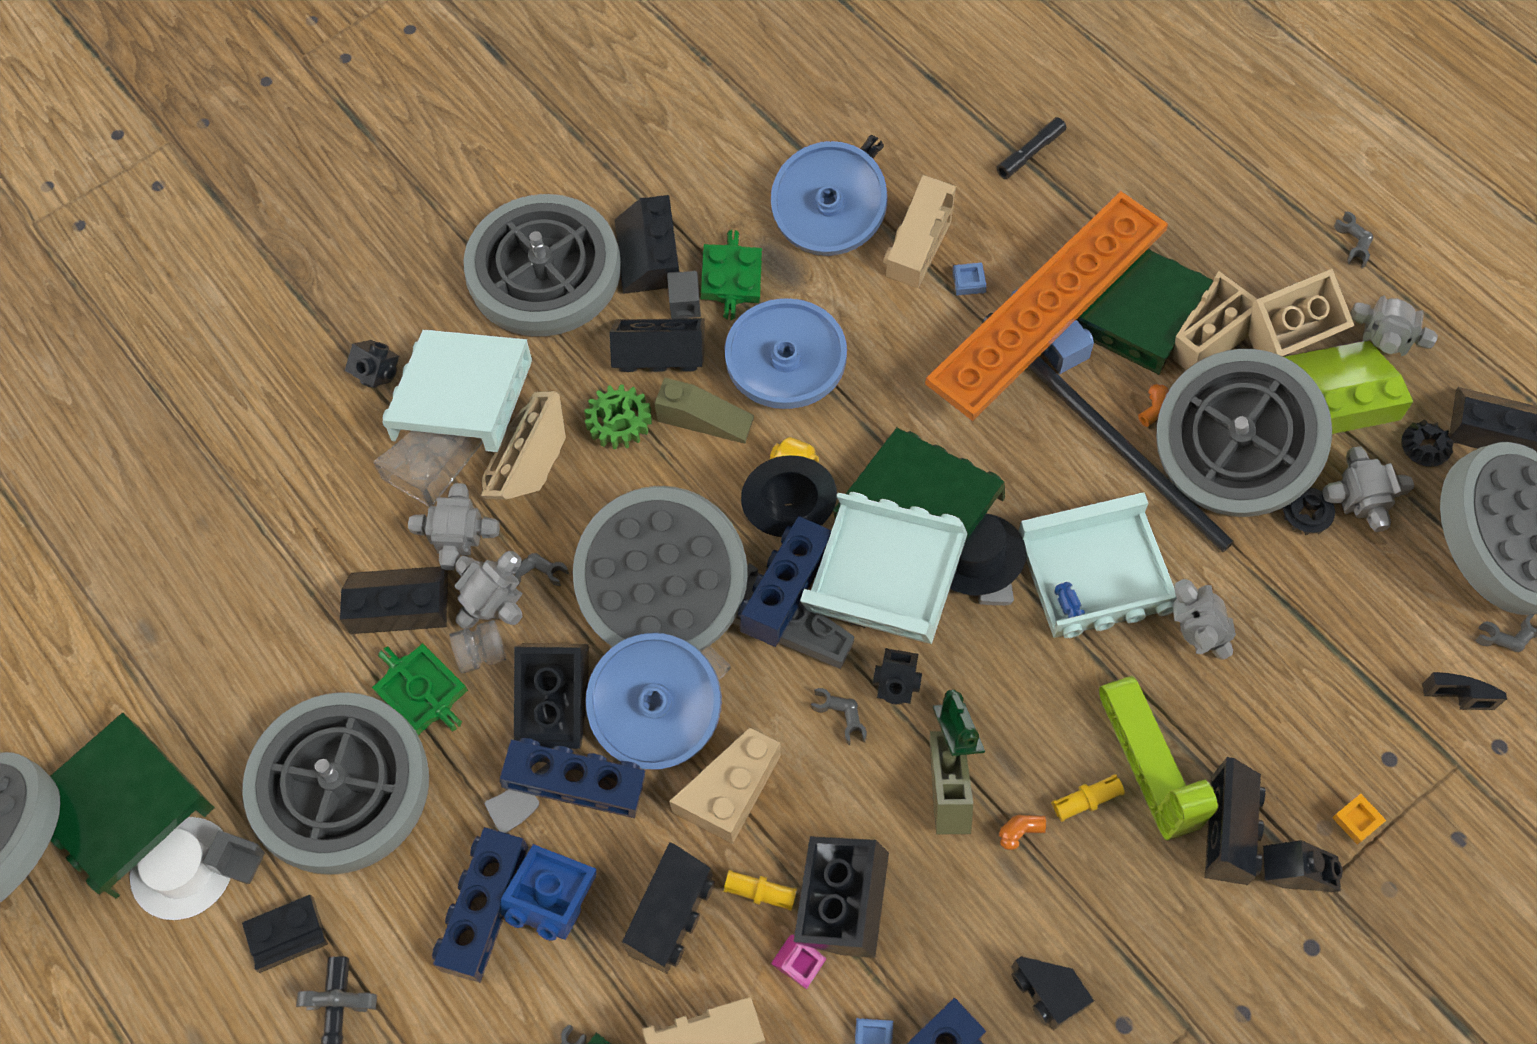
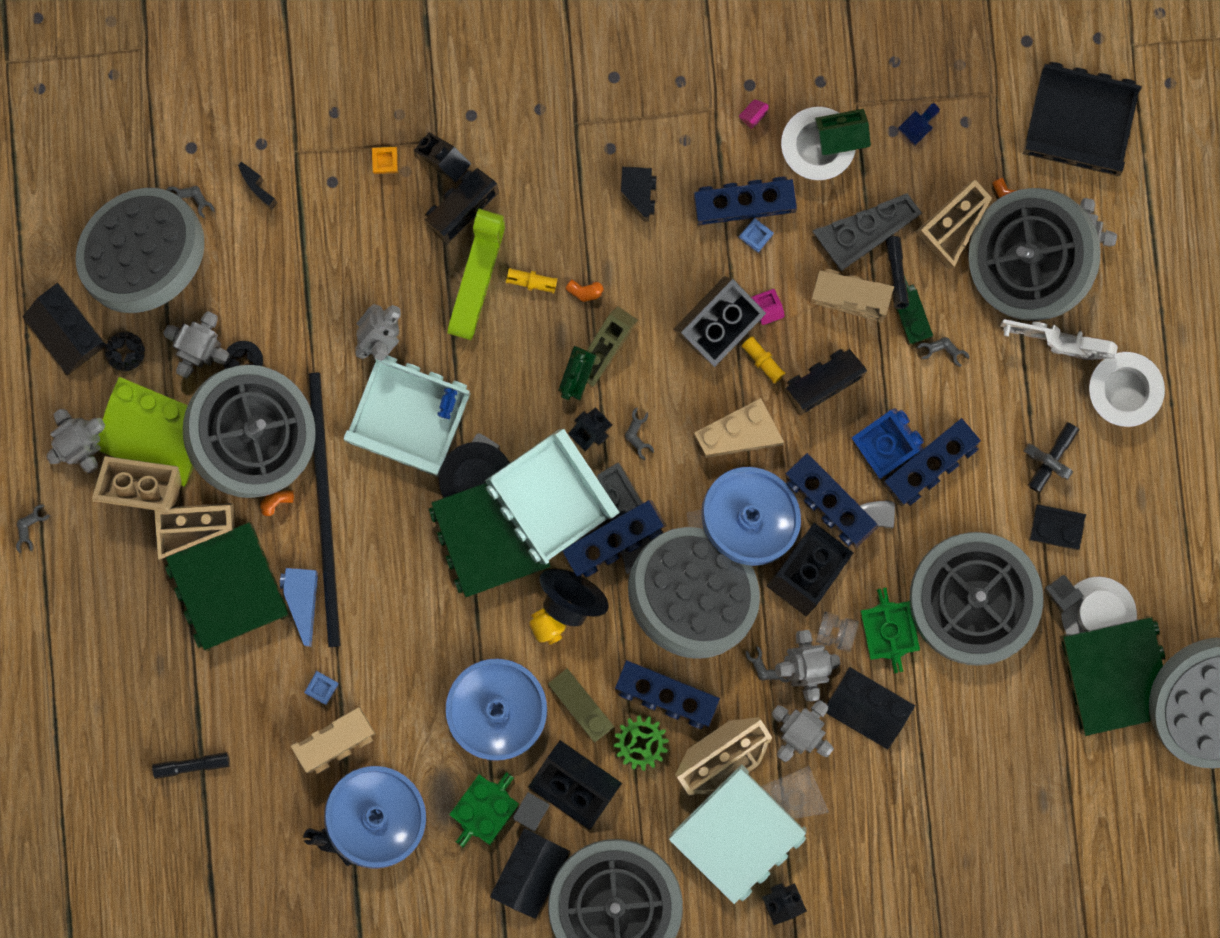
camera: 145 degrees left, 20 degrees up
(579, 494) = (705, 702): none -> dark blue brick
(1045, 306) = (294, 614): orange plate -> none

